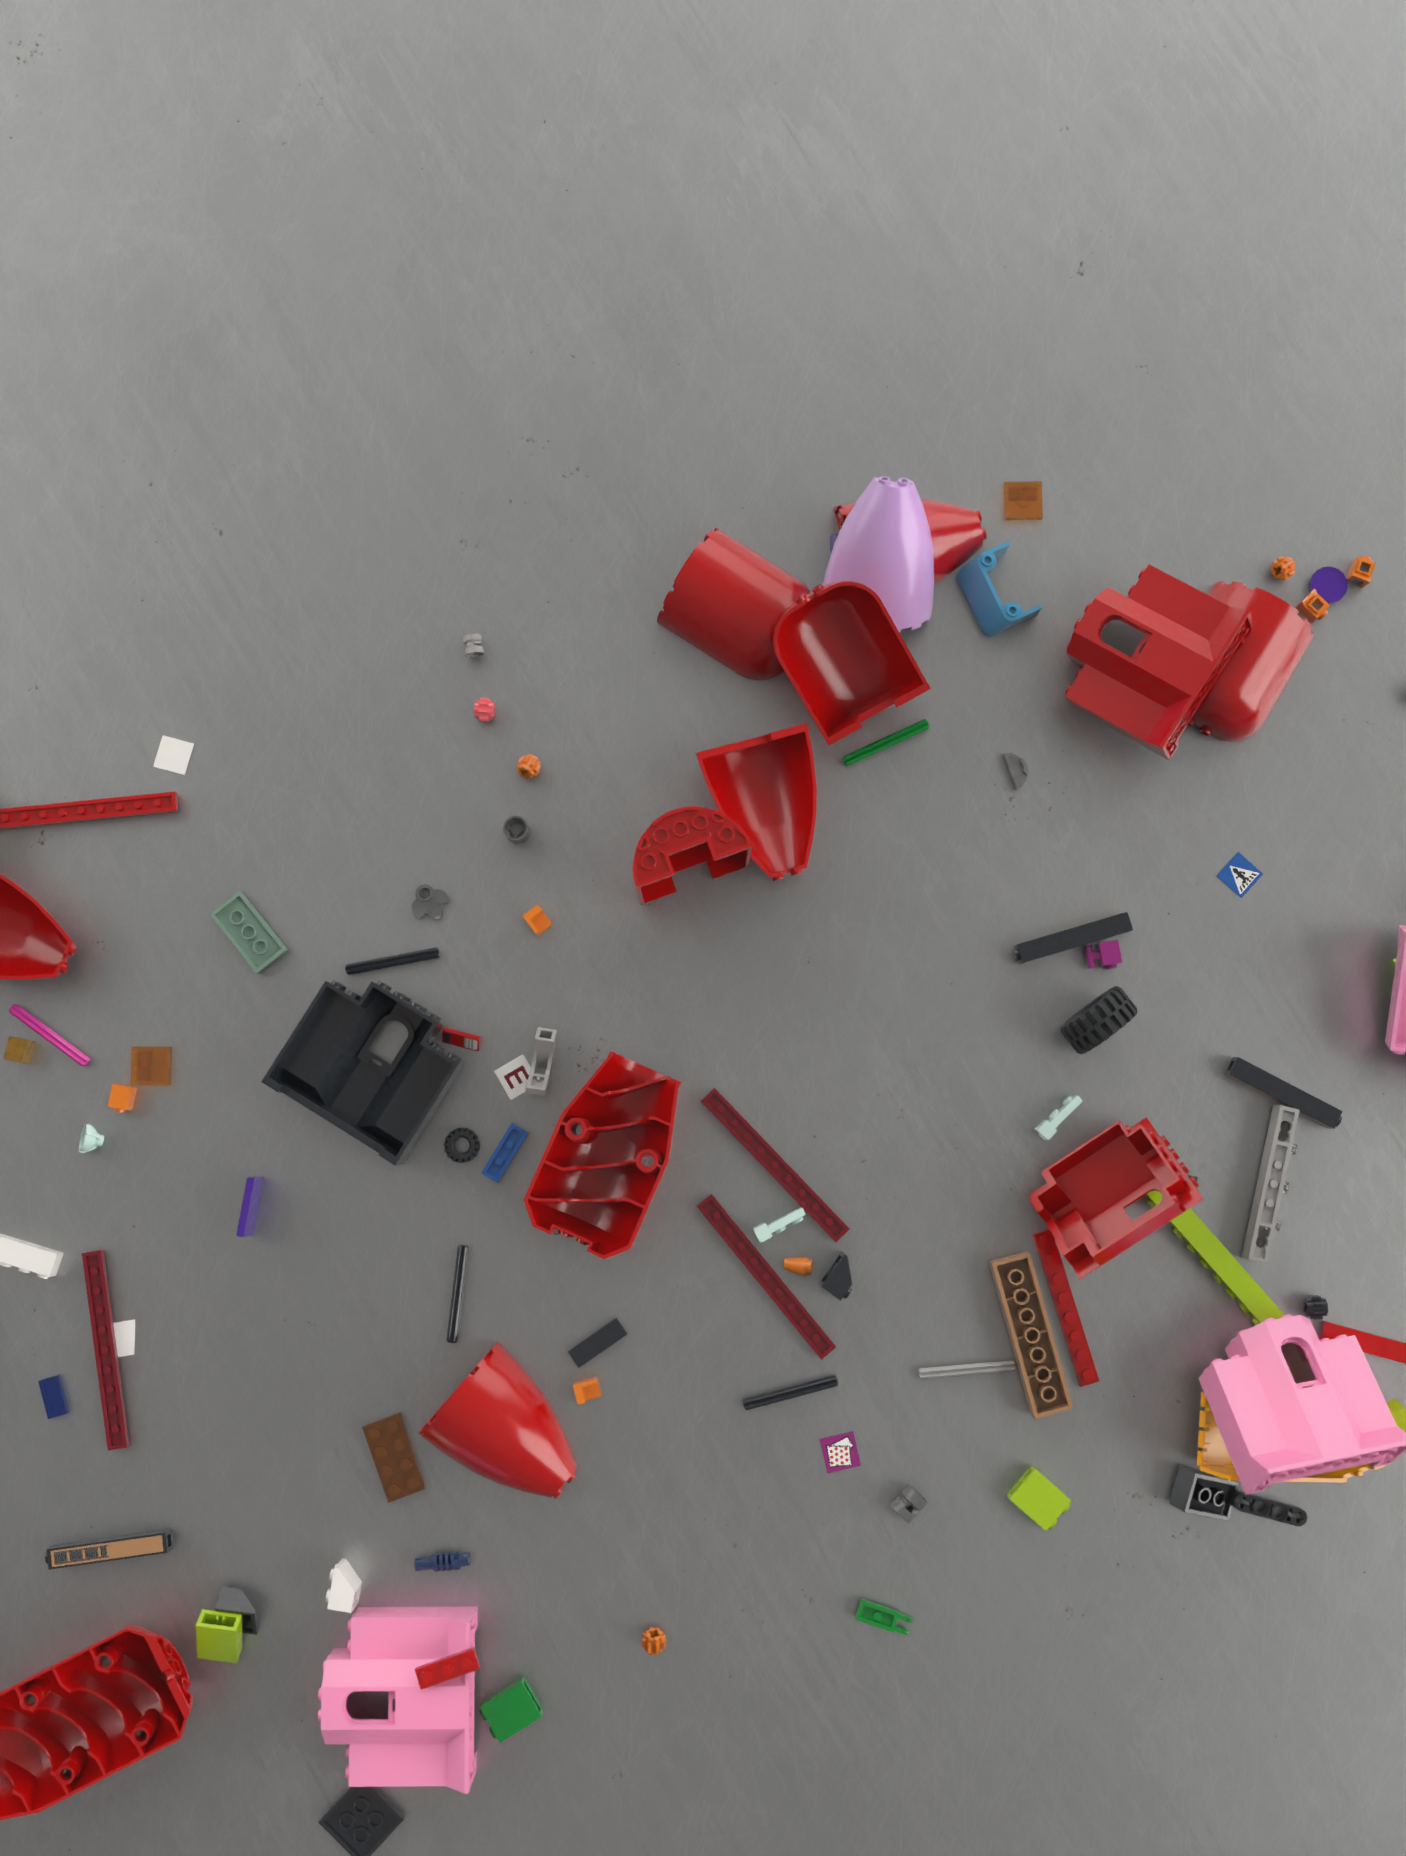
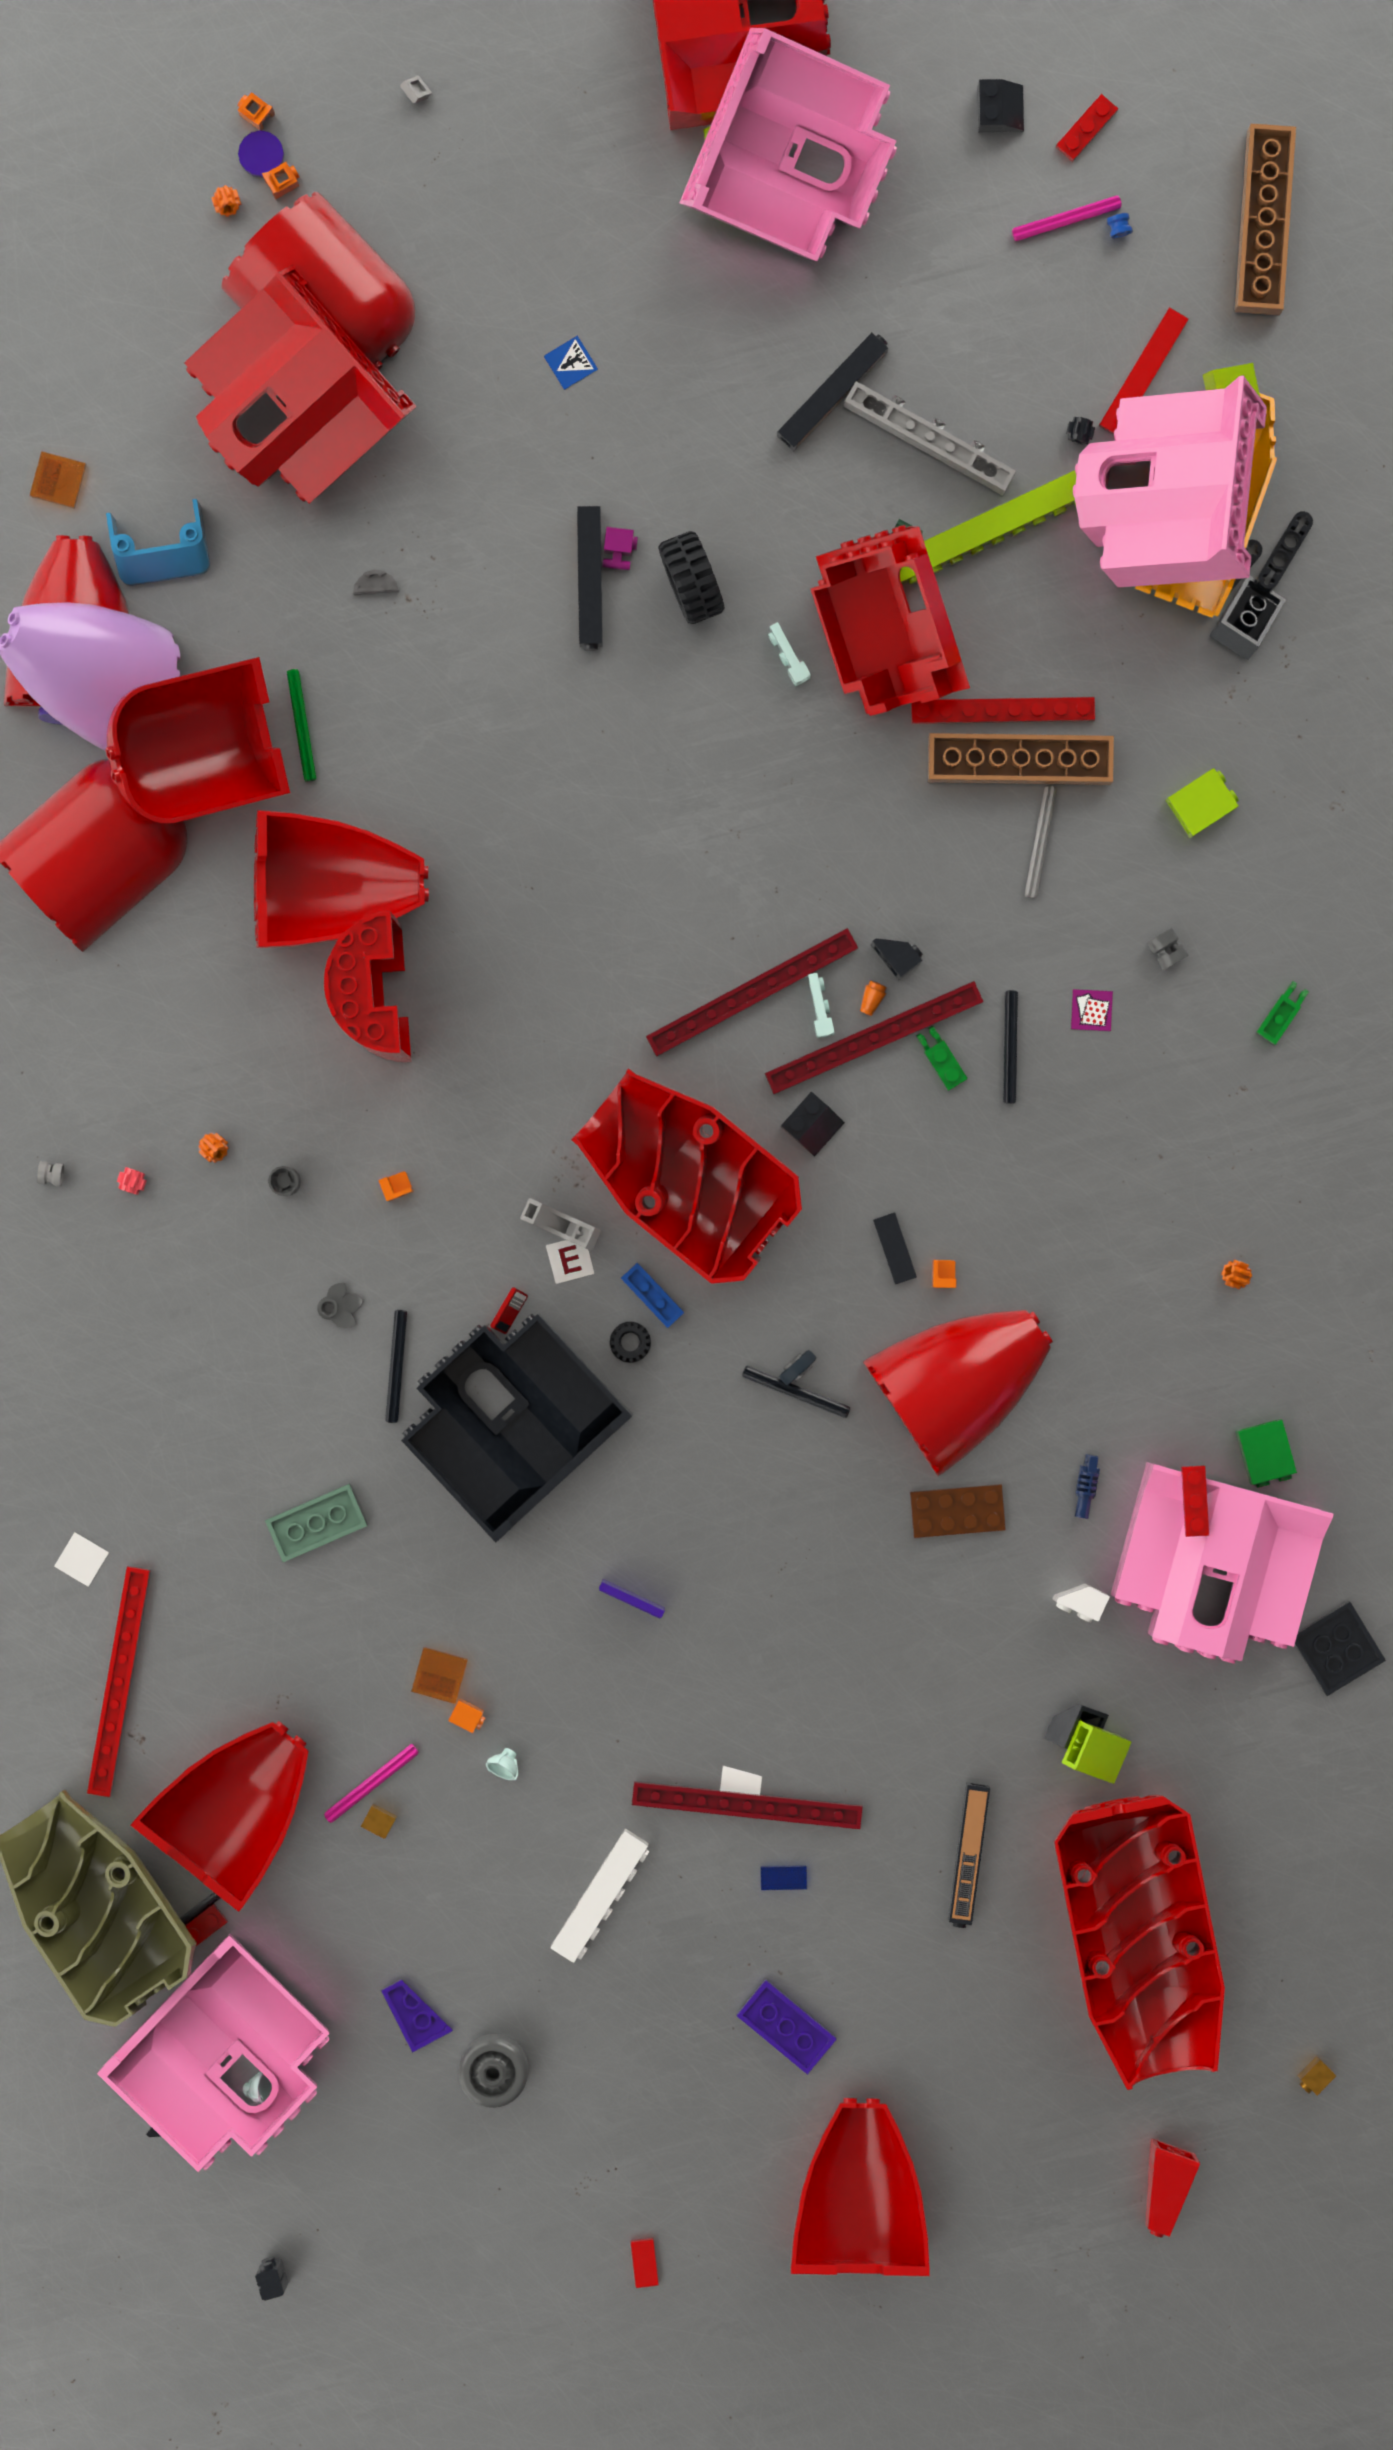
camera: 75 degrees left, 5 degrees up
(476, 1290) = (797, 1367): none -> black wheel
(681, 1245) = (812, 1124): none -> black slope
(763, 1339) = (942, 1060): none -> green hinge

